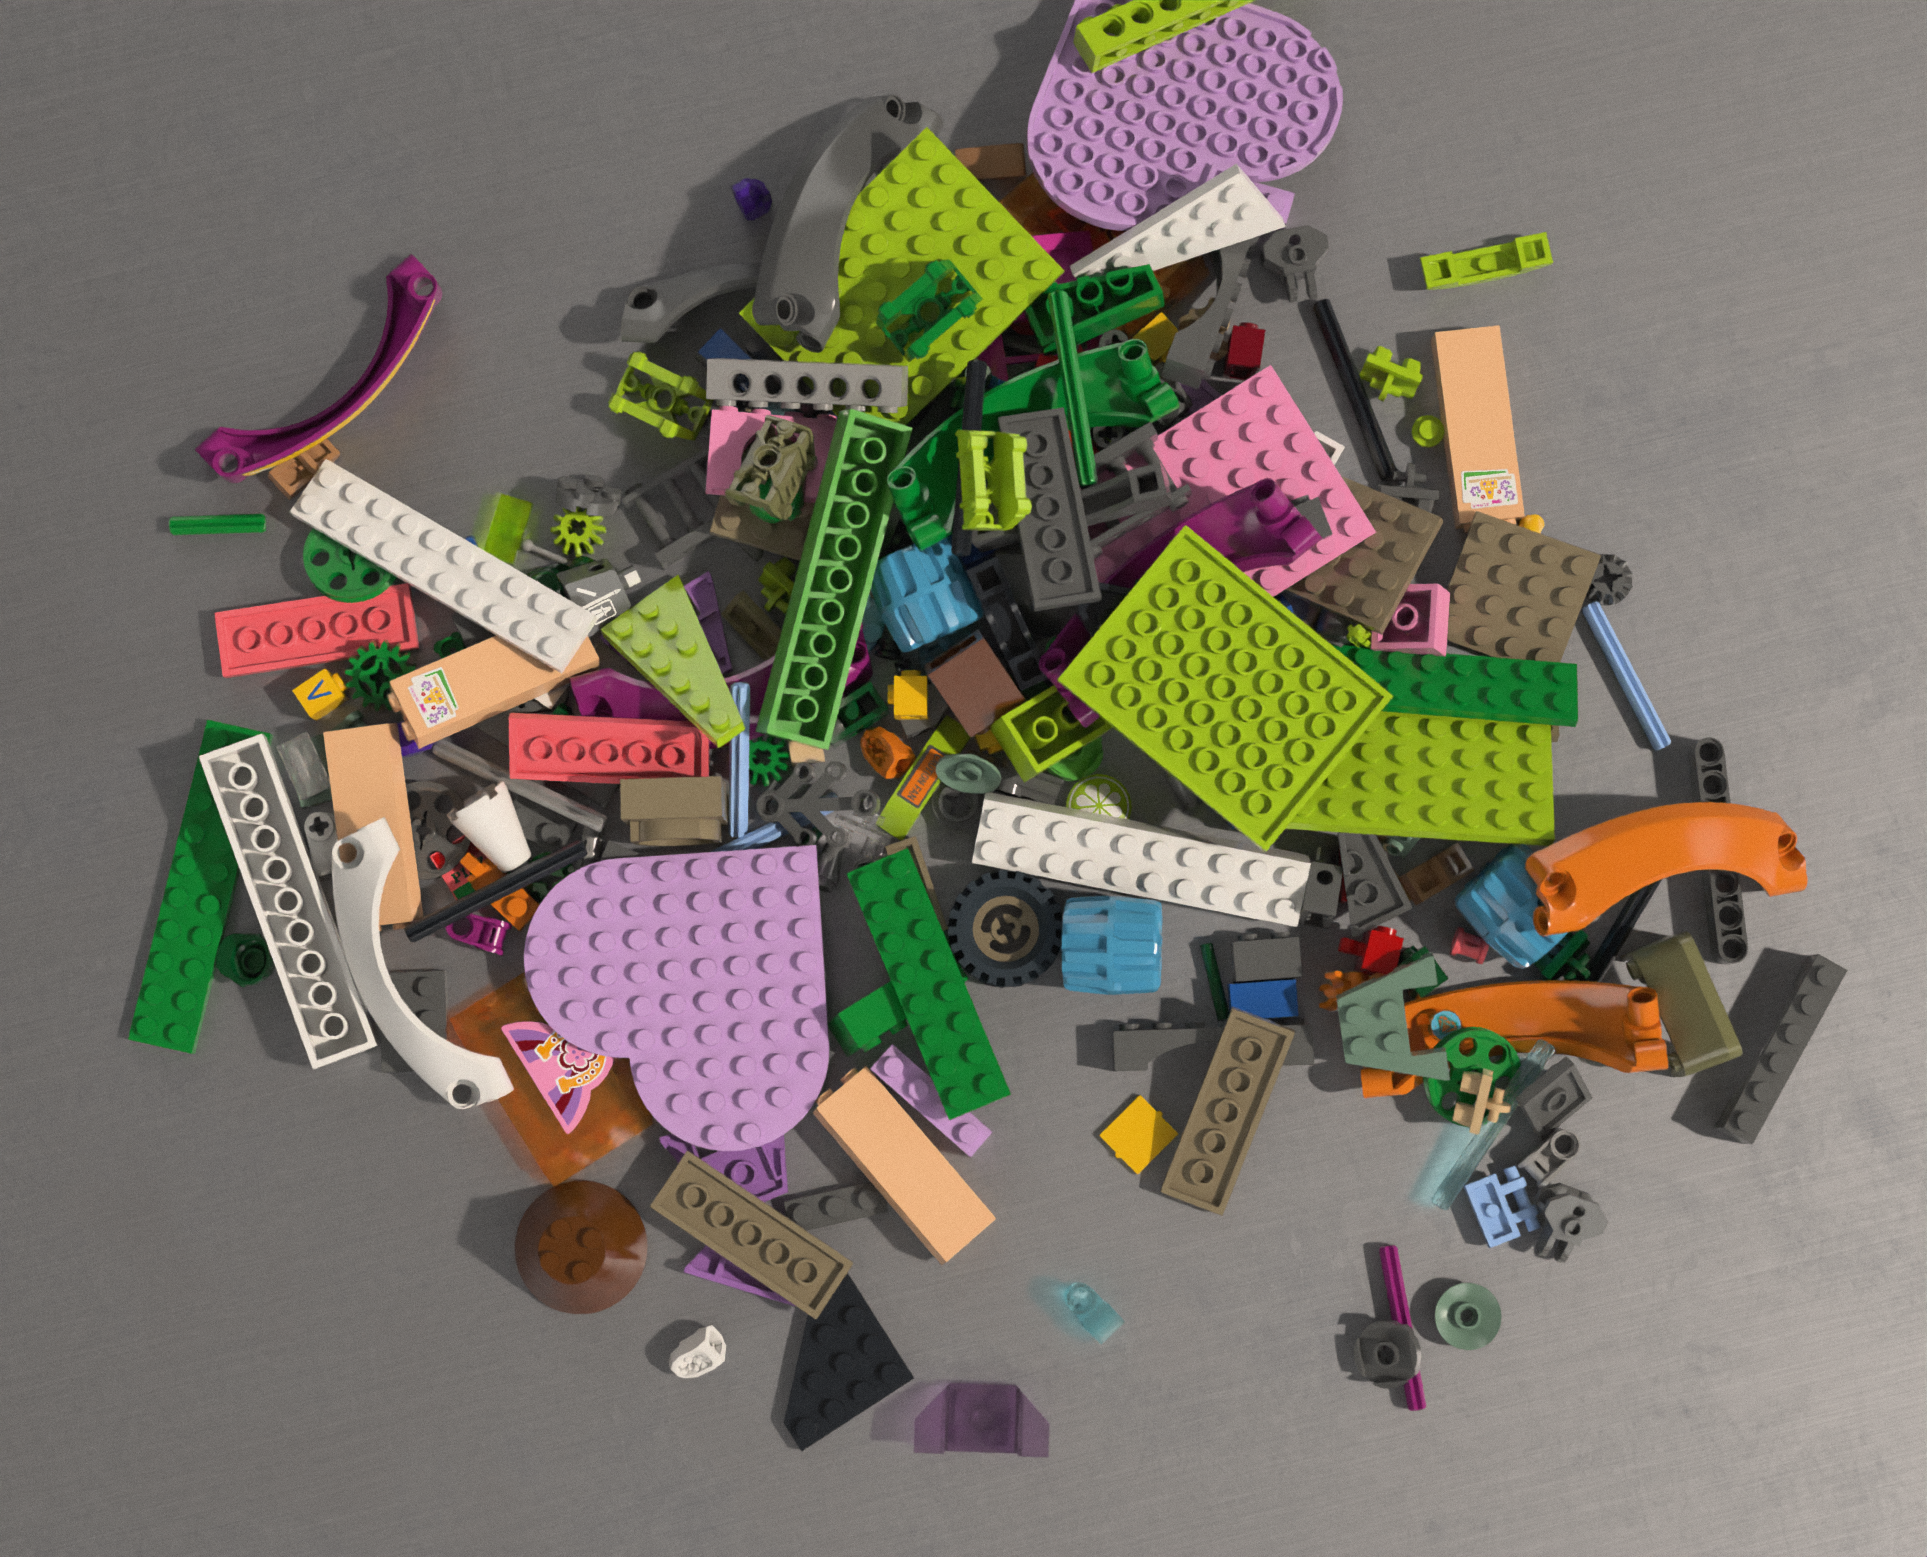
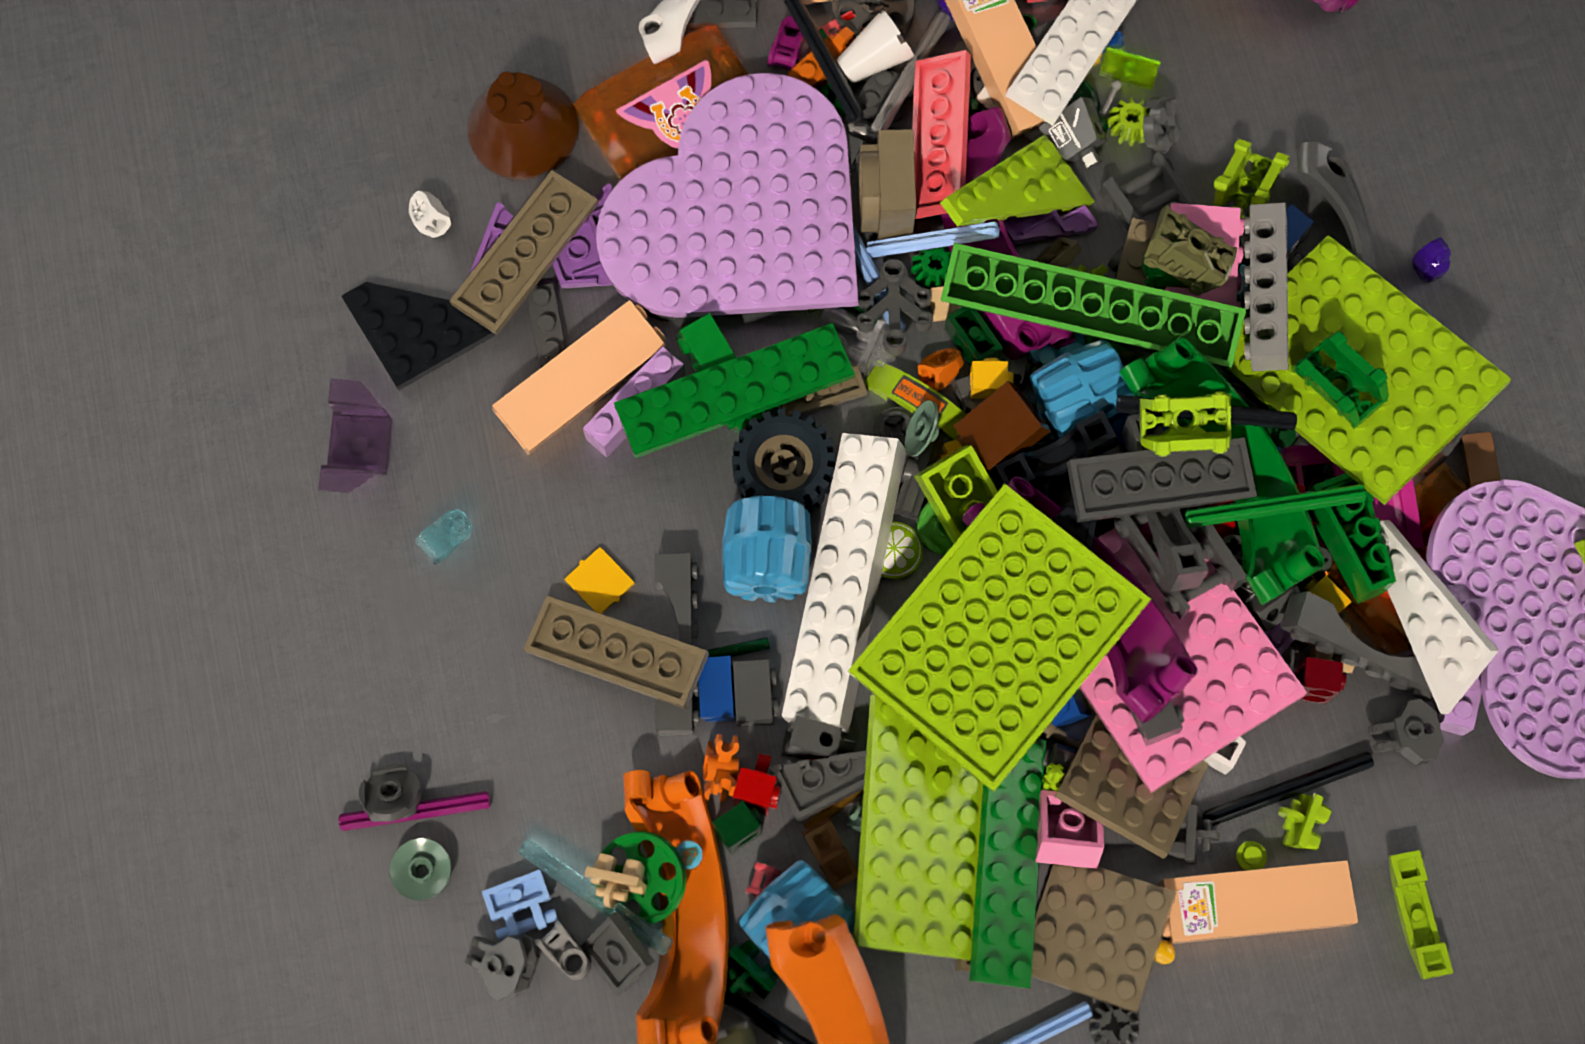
camera: 90 degrees right, 10 degrees down
(803, 248) = (1388, 277): dark grey panel -> none
(1376, 1023) = (686, 780): sand green wing -> none

